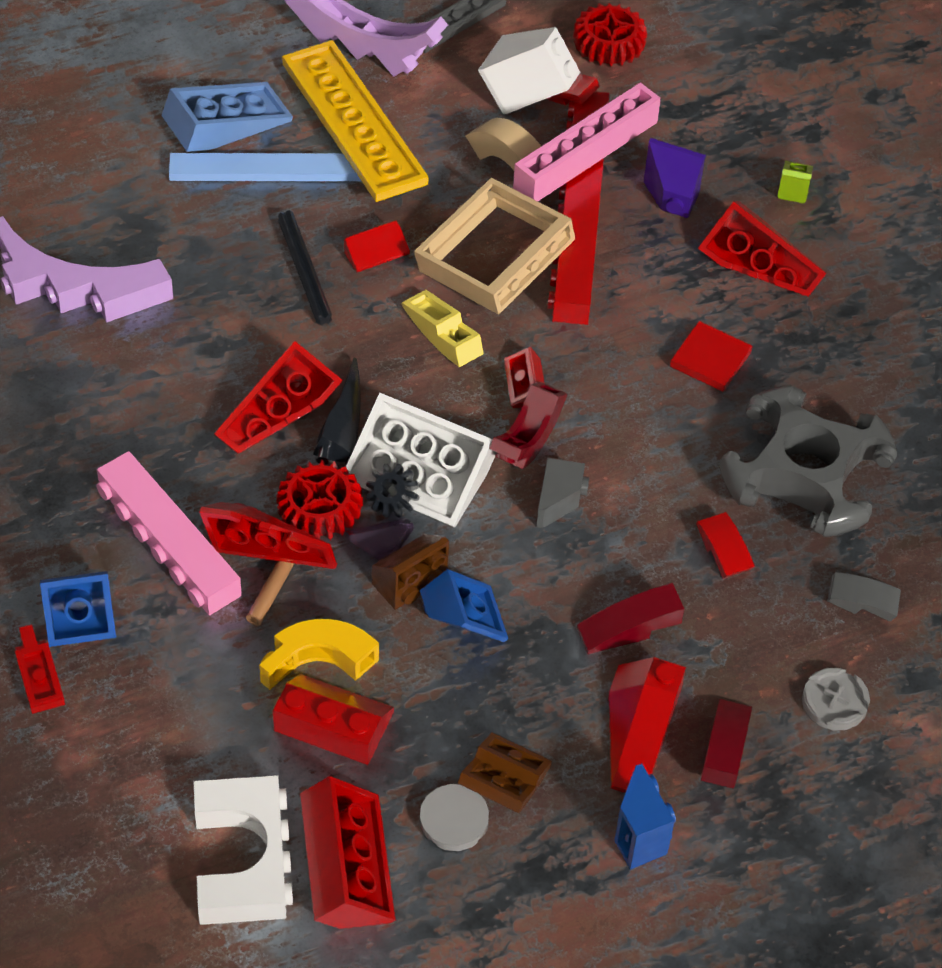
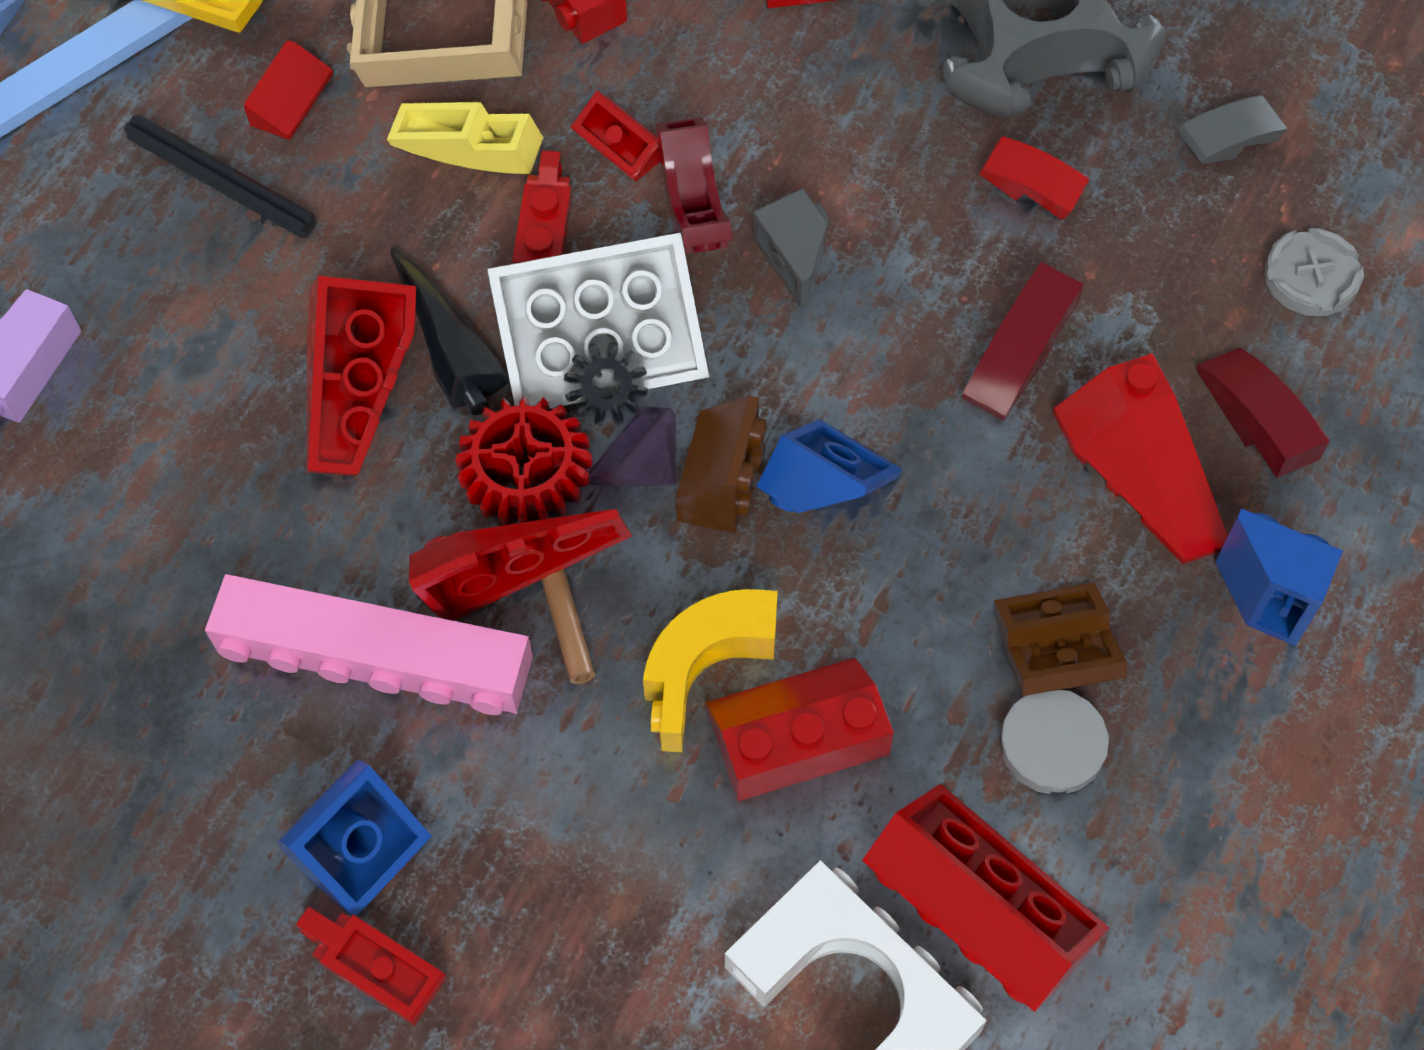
camera: 35 degrees left, 10 degrees up
(448, 390) = (544, 212): none -> red hinge

